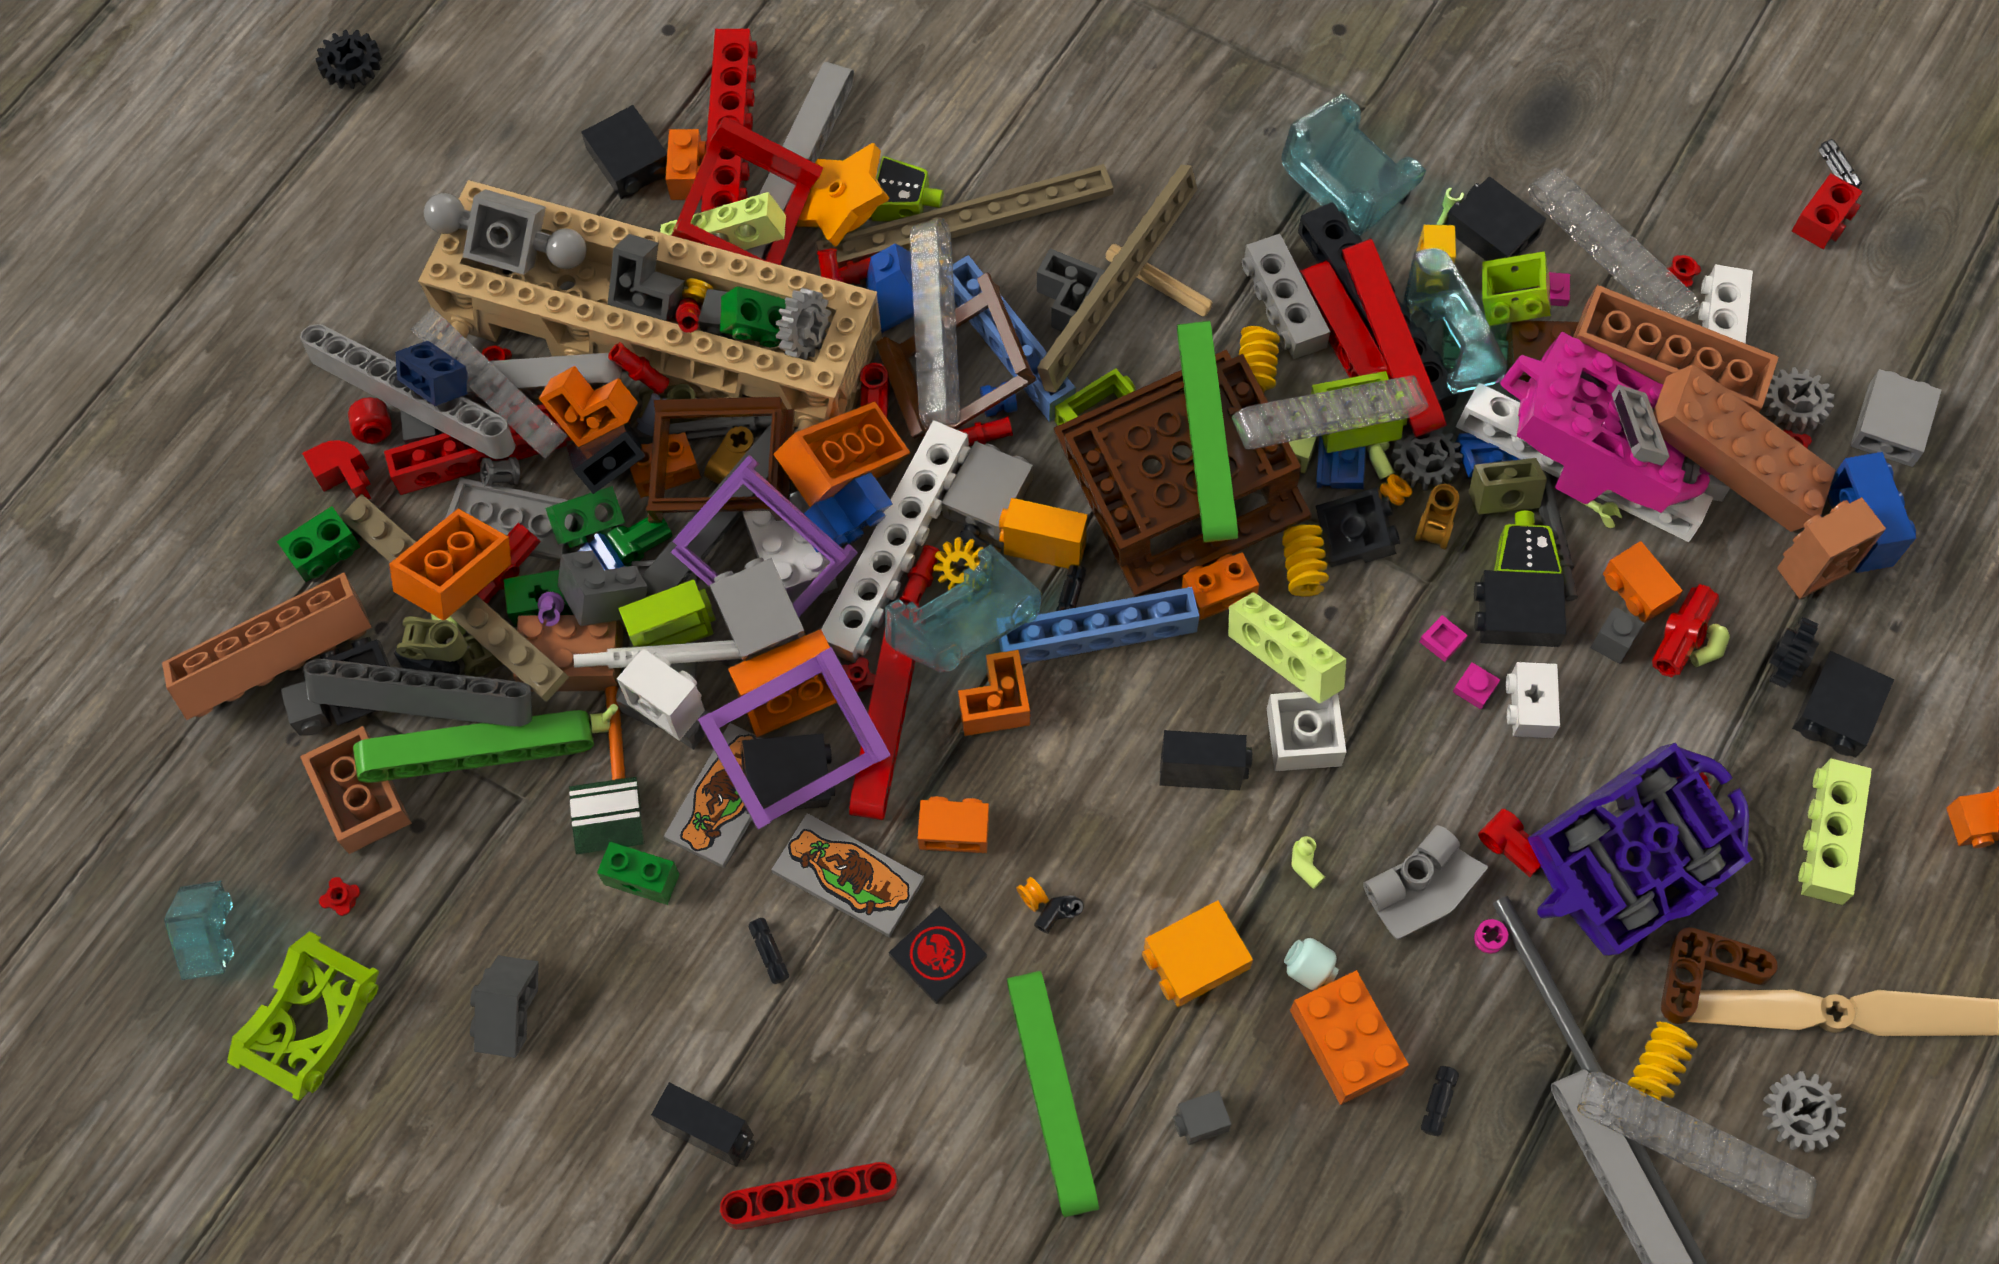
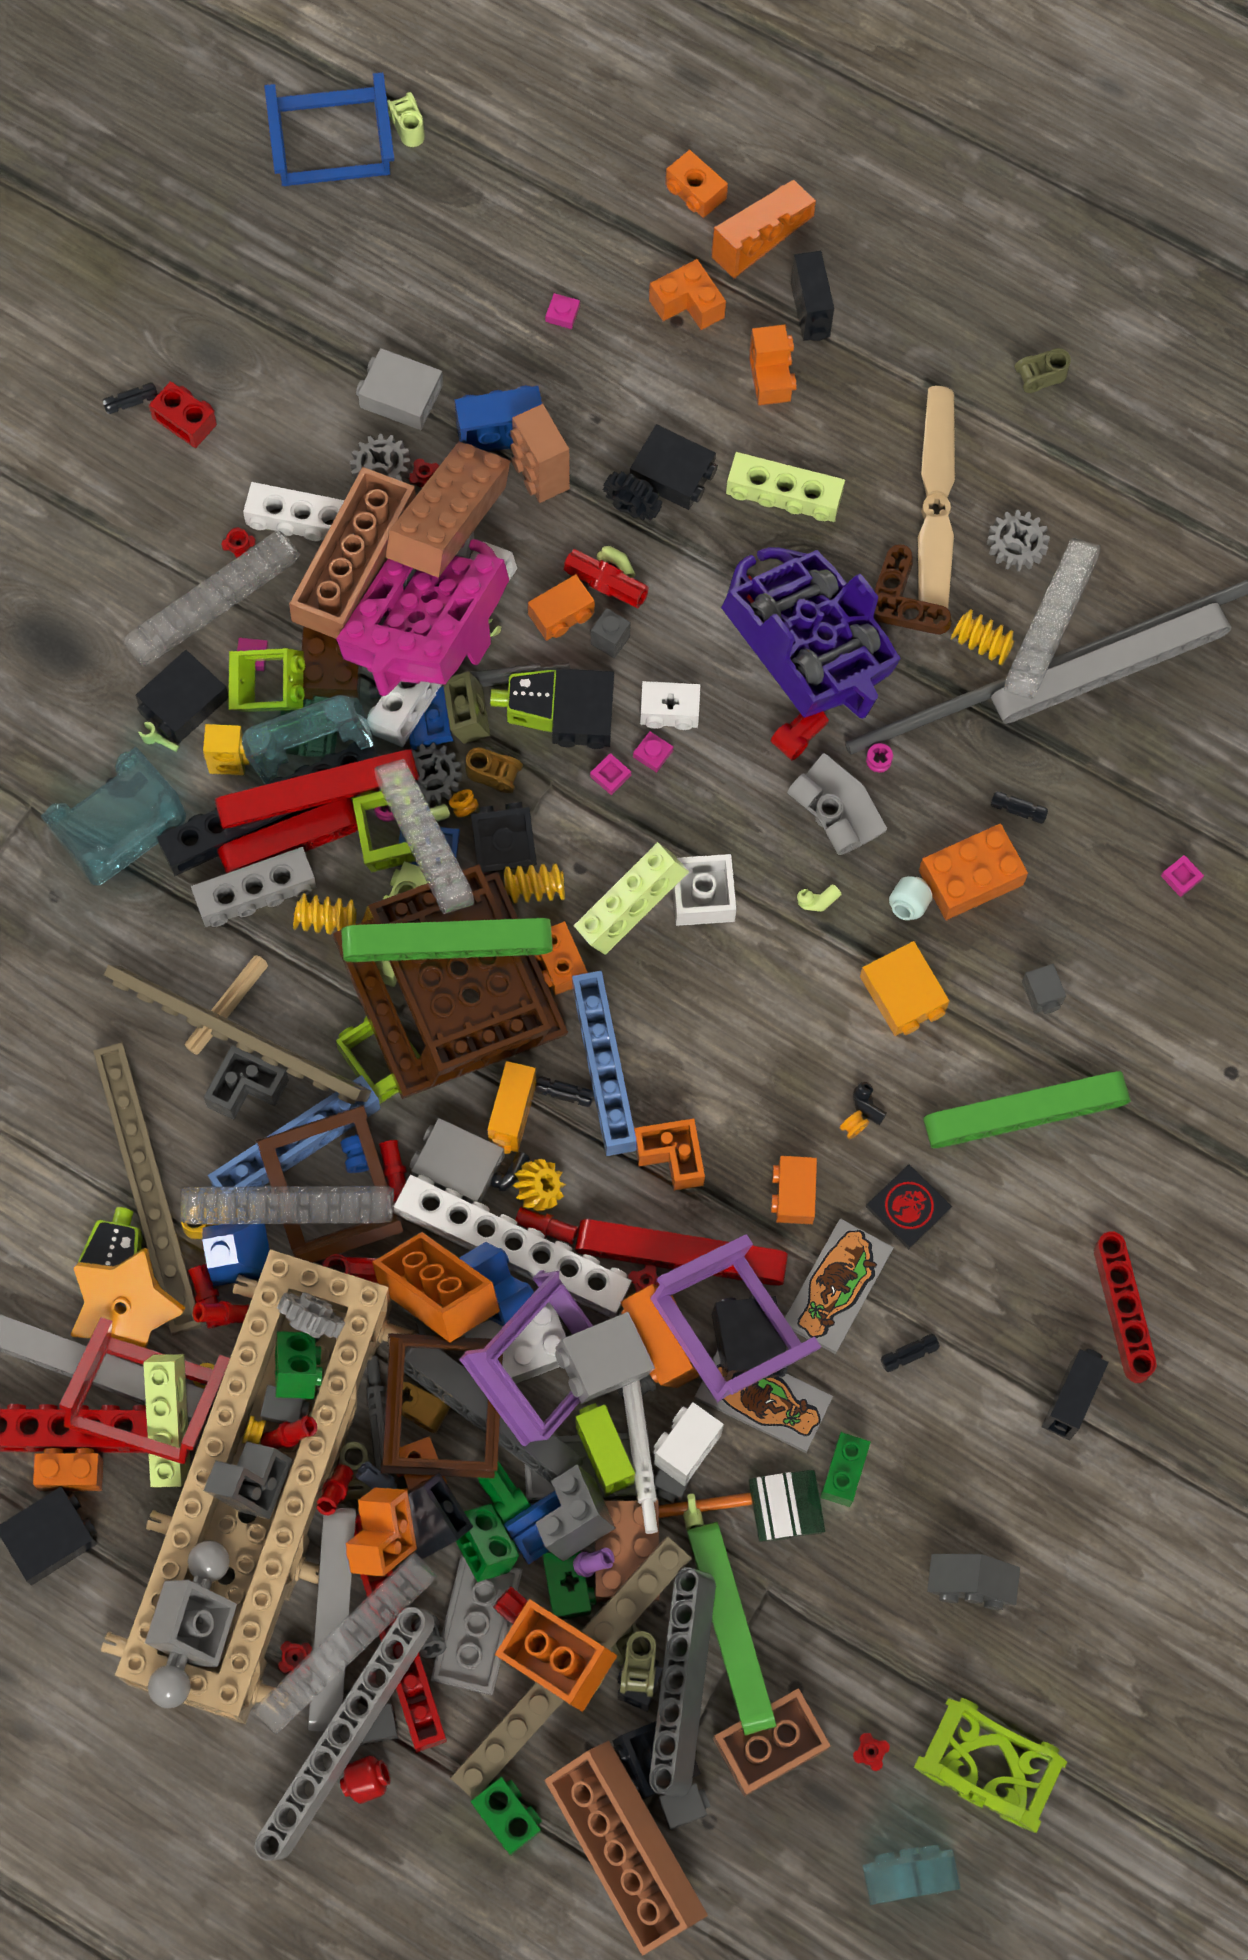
camera: 95 degrees left, 5 degrees up
(338, 462) = (412, 1808): red brick -> none
(431, 373) = (350, 1694): dark blue brick -> none
(966, 617) = (610, 1169): clear light blue windscreen -> none
(1204, 760) = (735, 974): black brick -> none
(1640, 425) = (442, 581): light grey plate -> none

